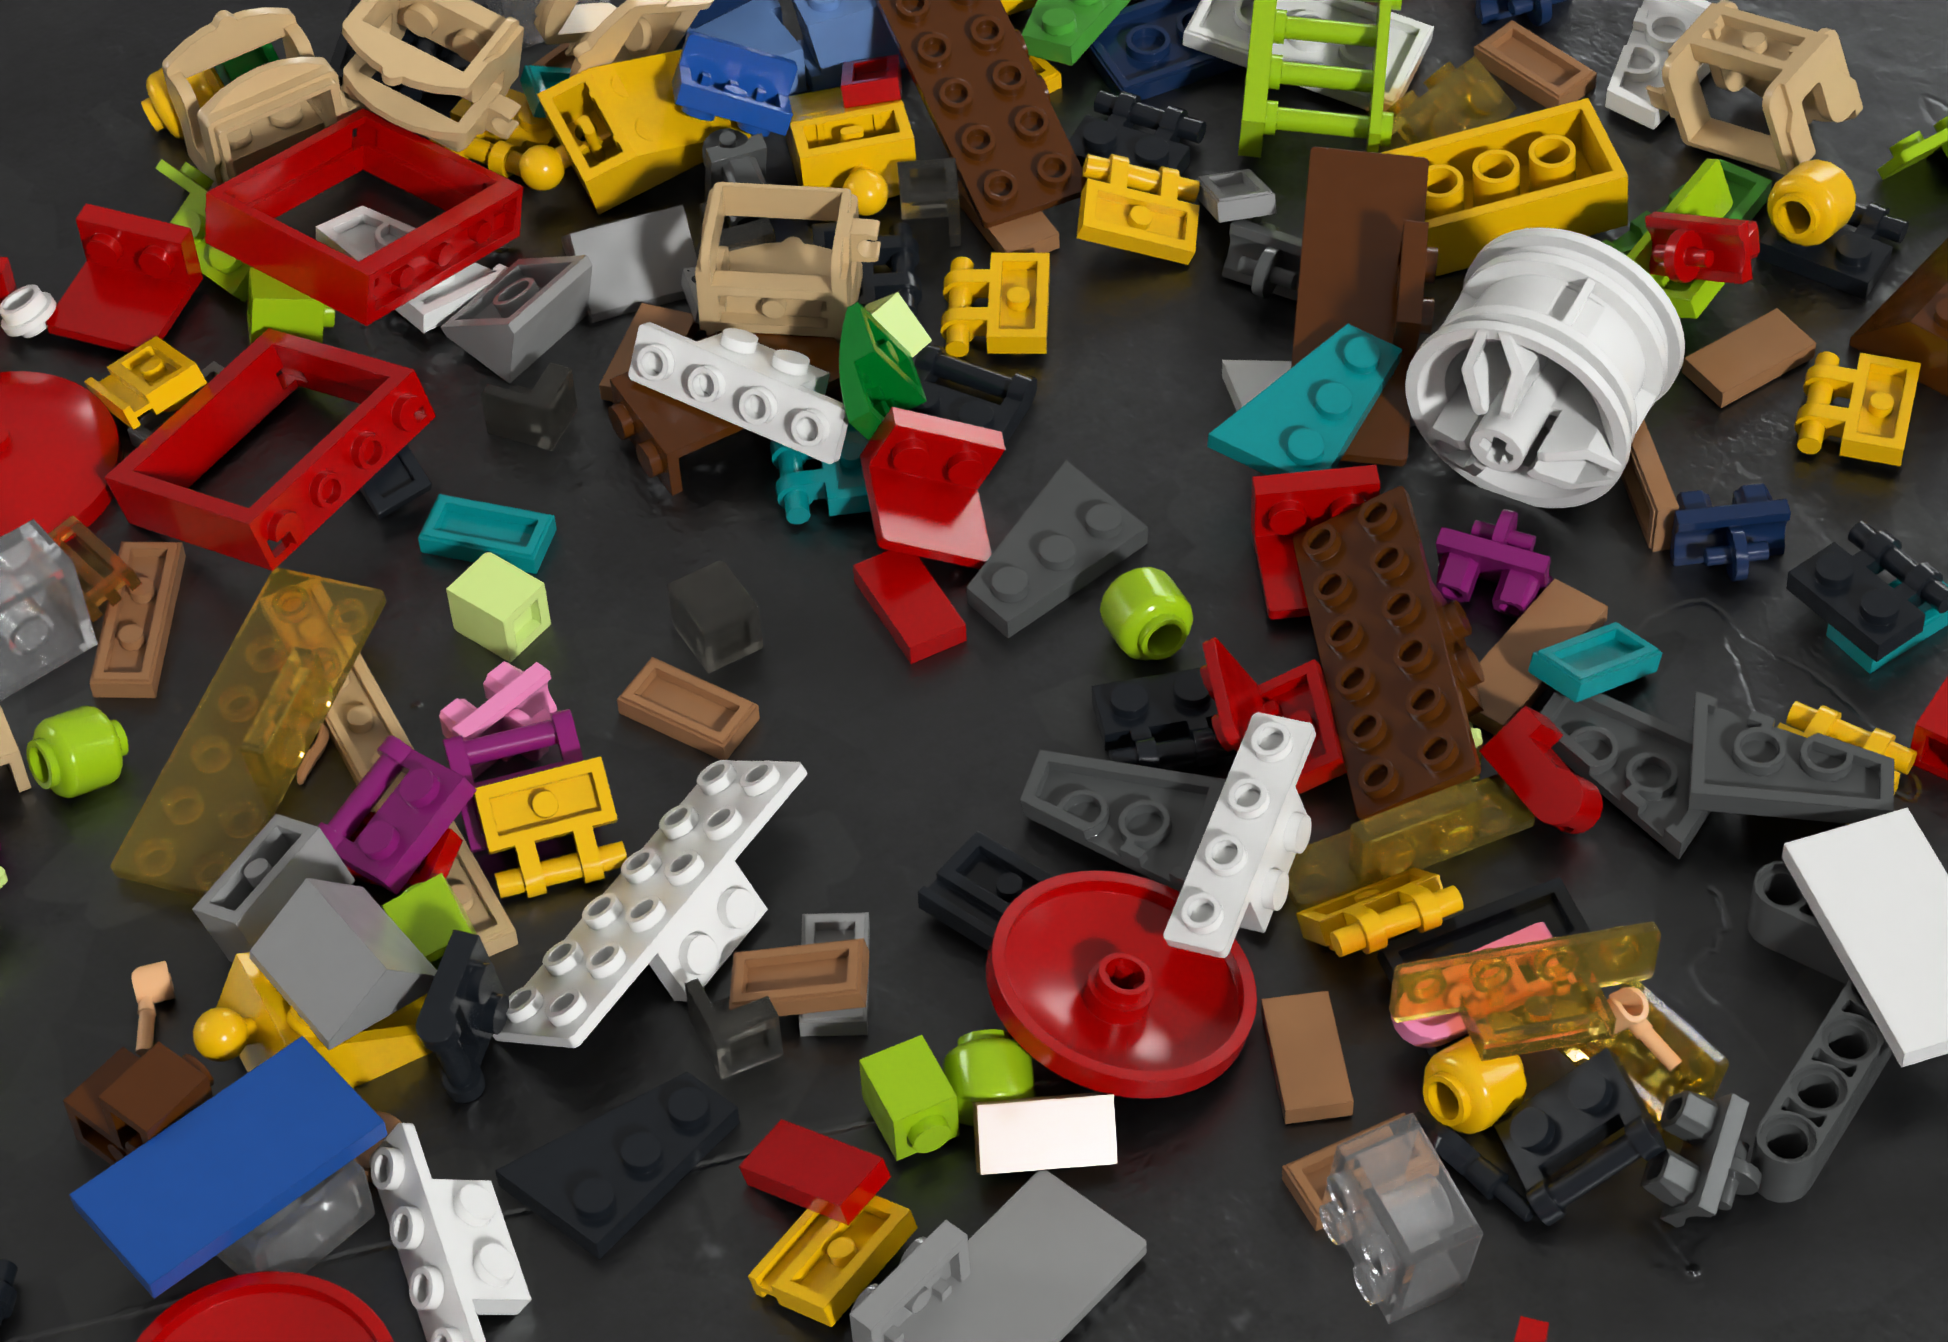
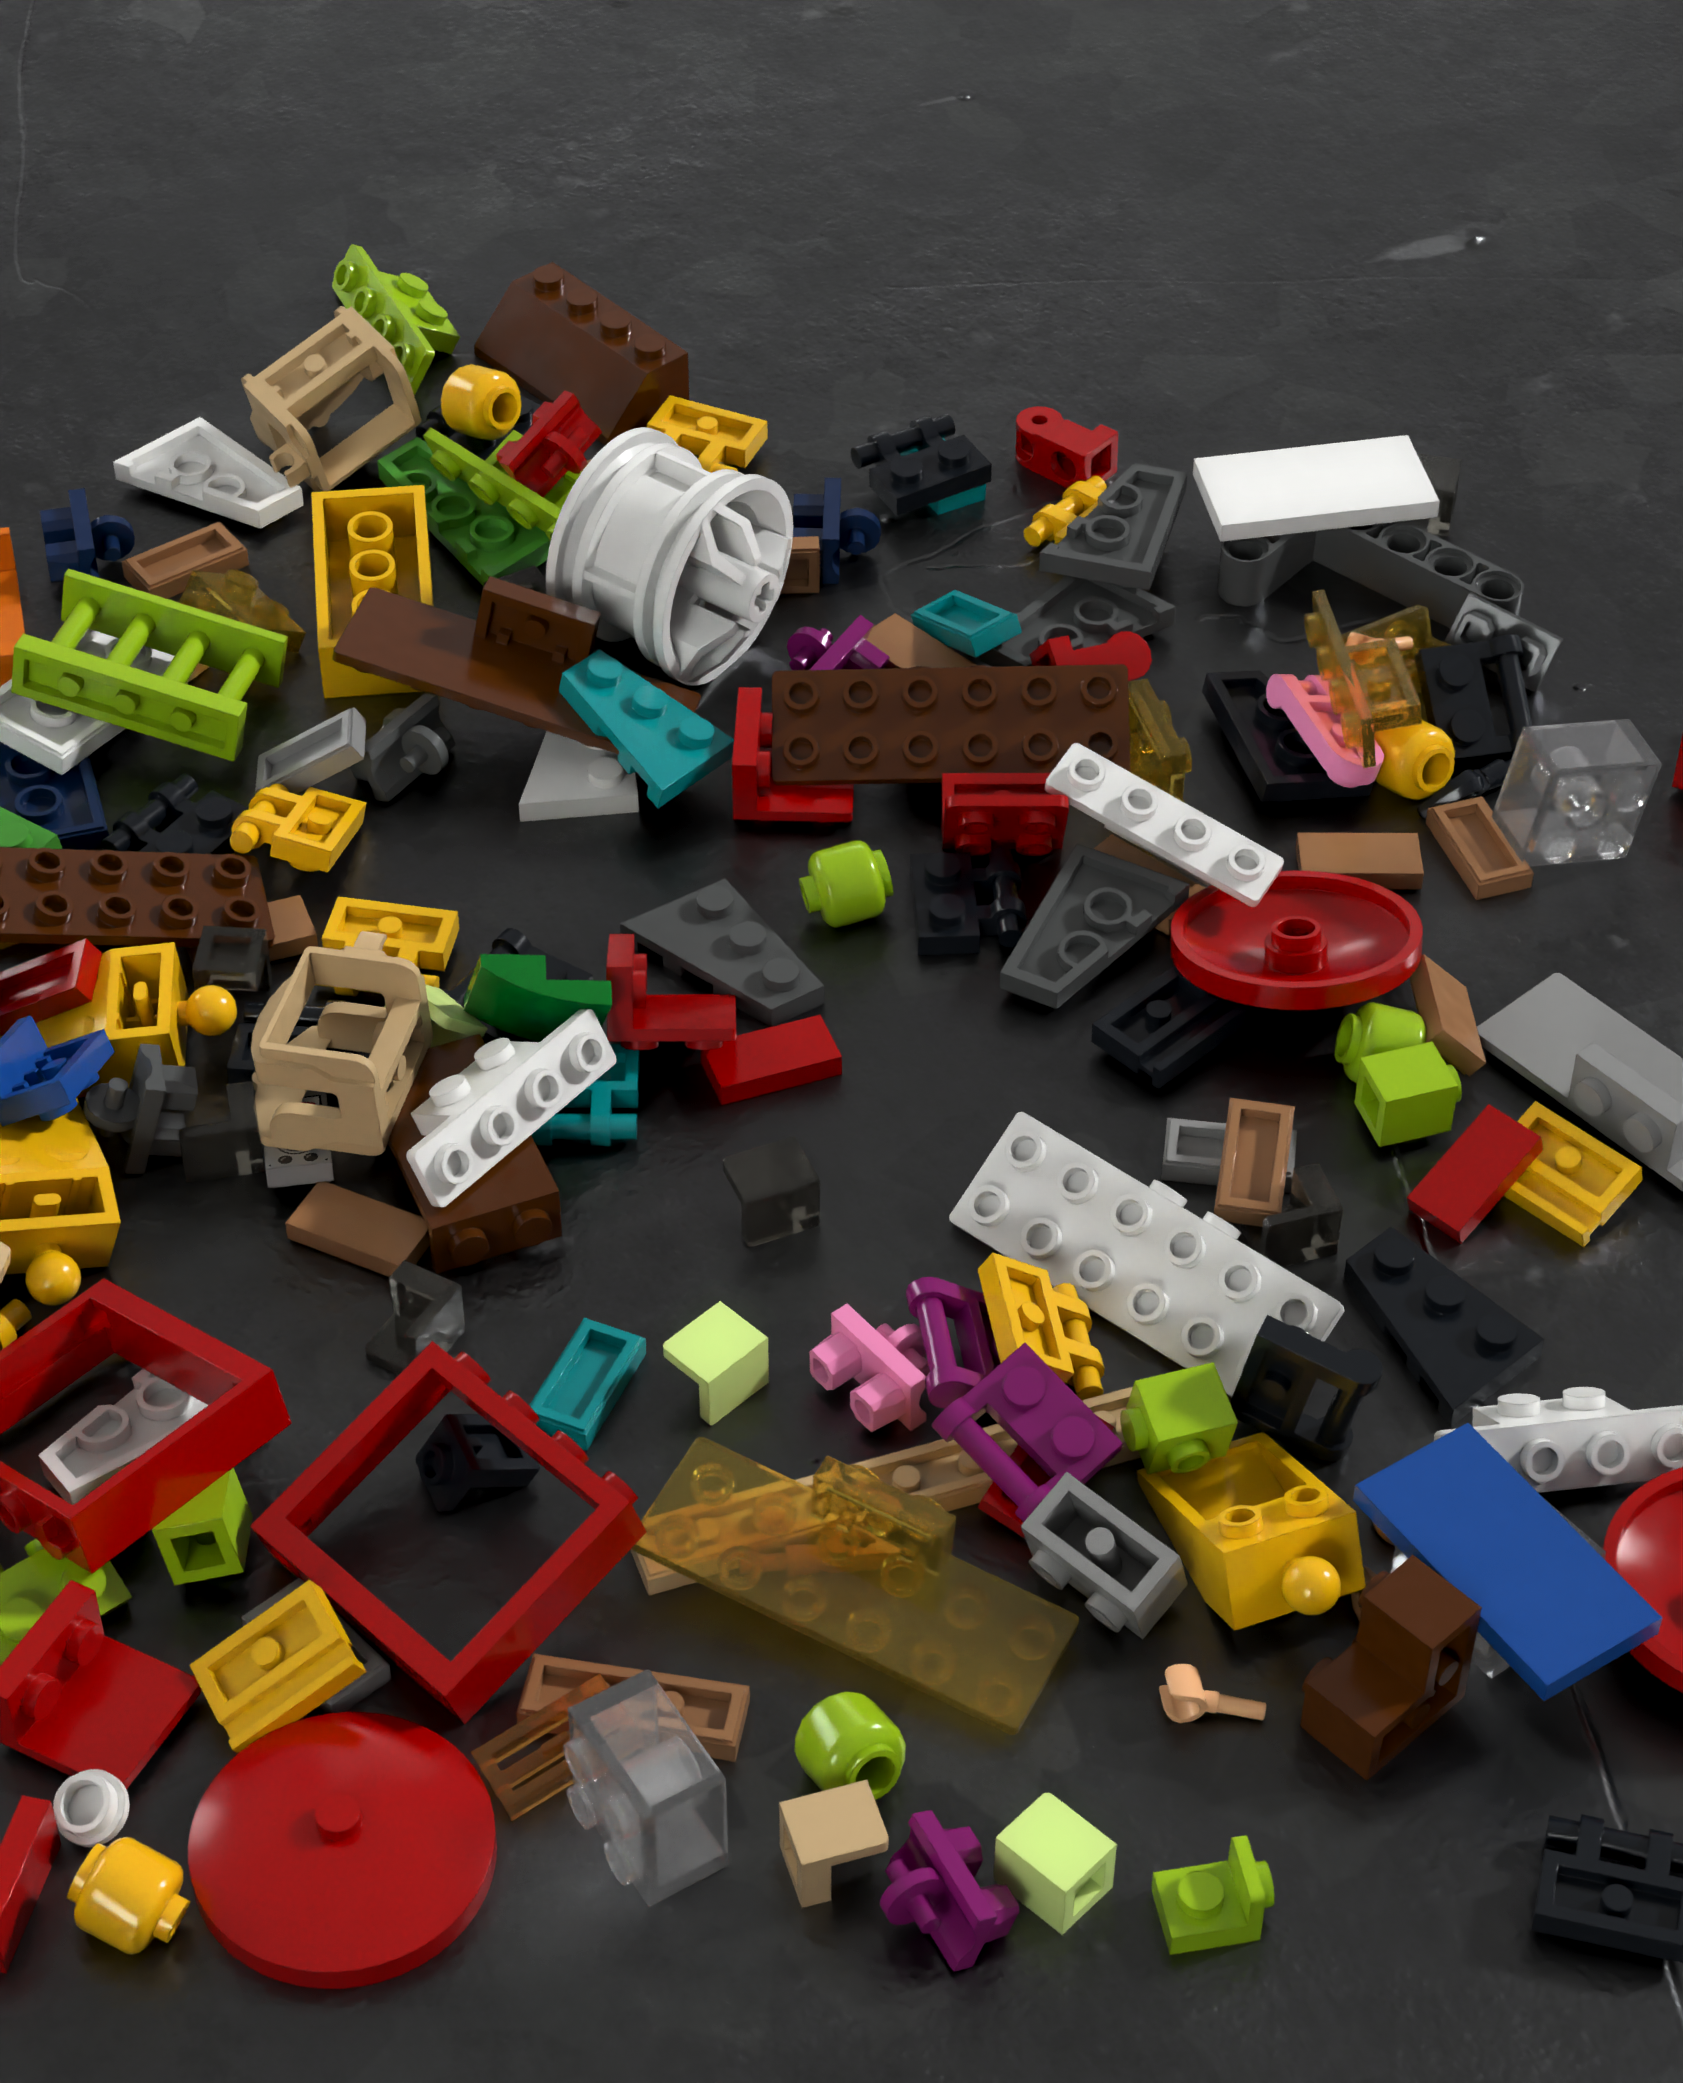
camera: 85 degrees left, 5 degrees down
(340, 960) = (1262, 1454): light grey slope -> none
(523, 312) = (279, 1305): light grey slope -> none
(635, 261) = (202, 1228): light grey slope -> none
(688, 709) = (874, 1236): medium nougat tile -> none
(1379, 912) = (1217, 785): yellow plate -> none

